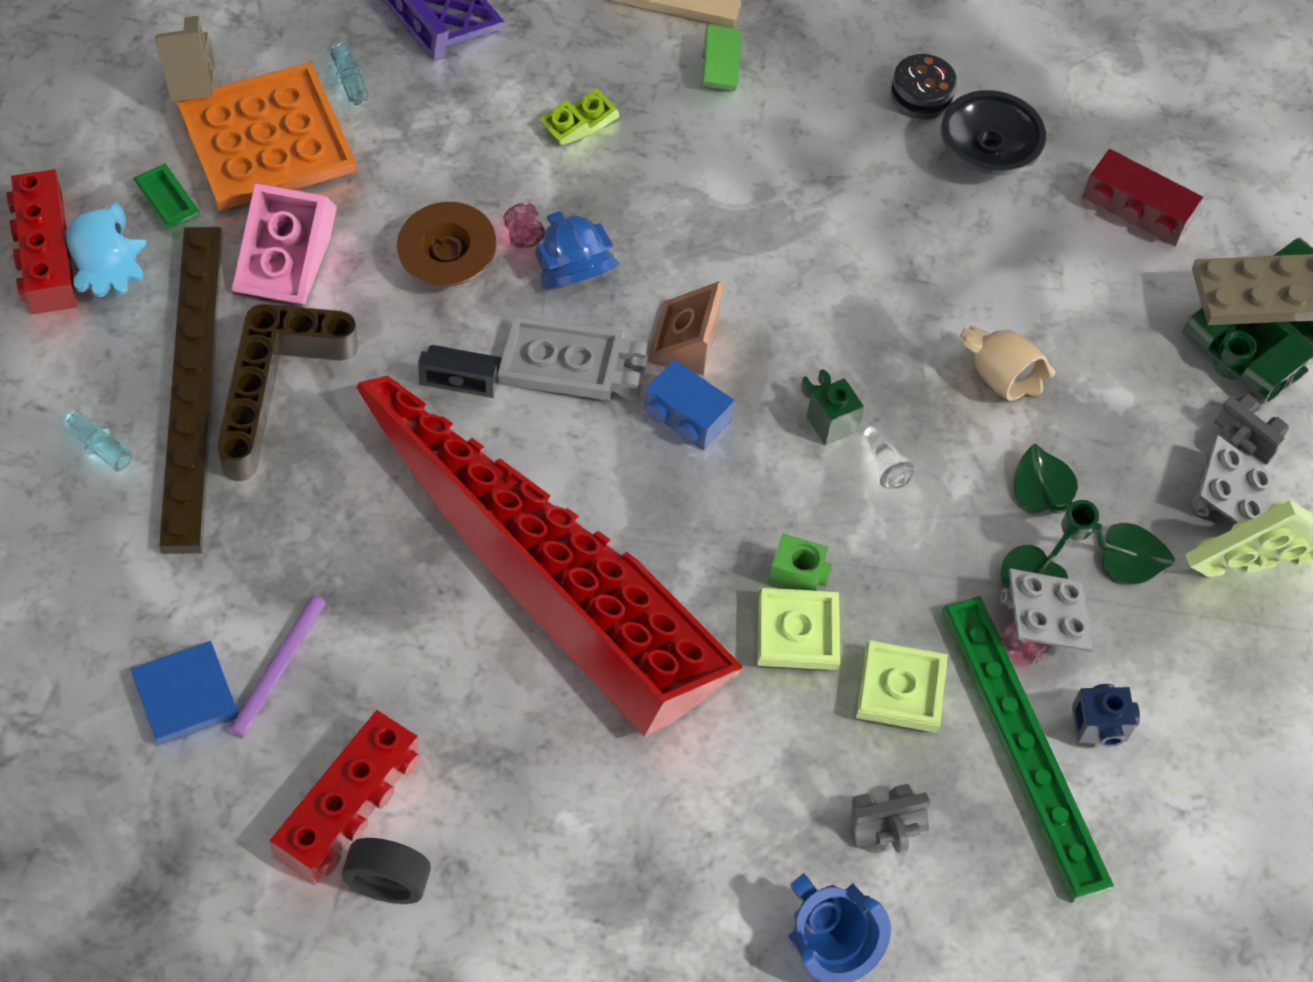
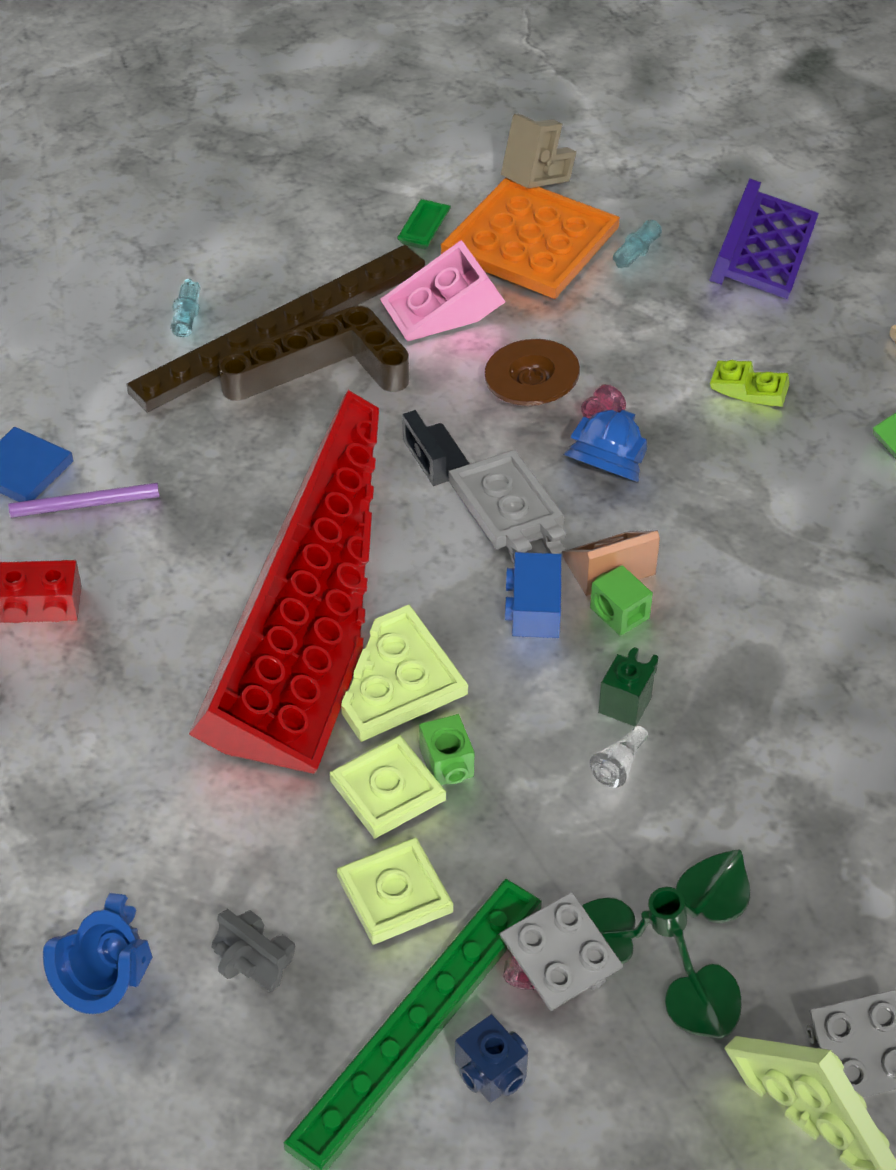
camera: 60 degrees right, 10 degrees down
(41, 236) = (319, 190): red brick -> none
(101, 253) = (330, 215): medium azure piece -> none
(691, 550) = (399, 676): none -> yellowish green plate
(739, 354) = (621, 600): none -> bright green brick
(1002, 357) = (804, 773): tan piece -> none

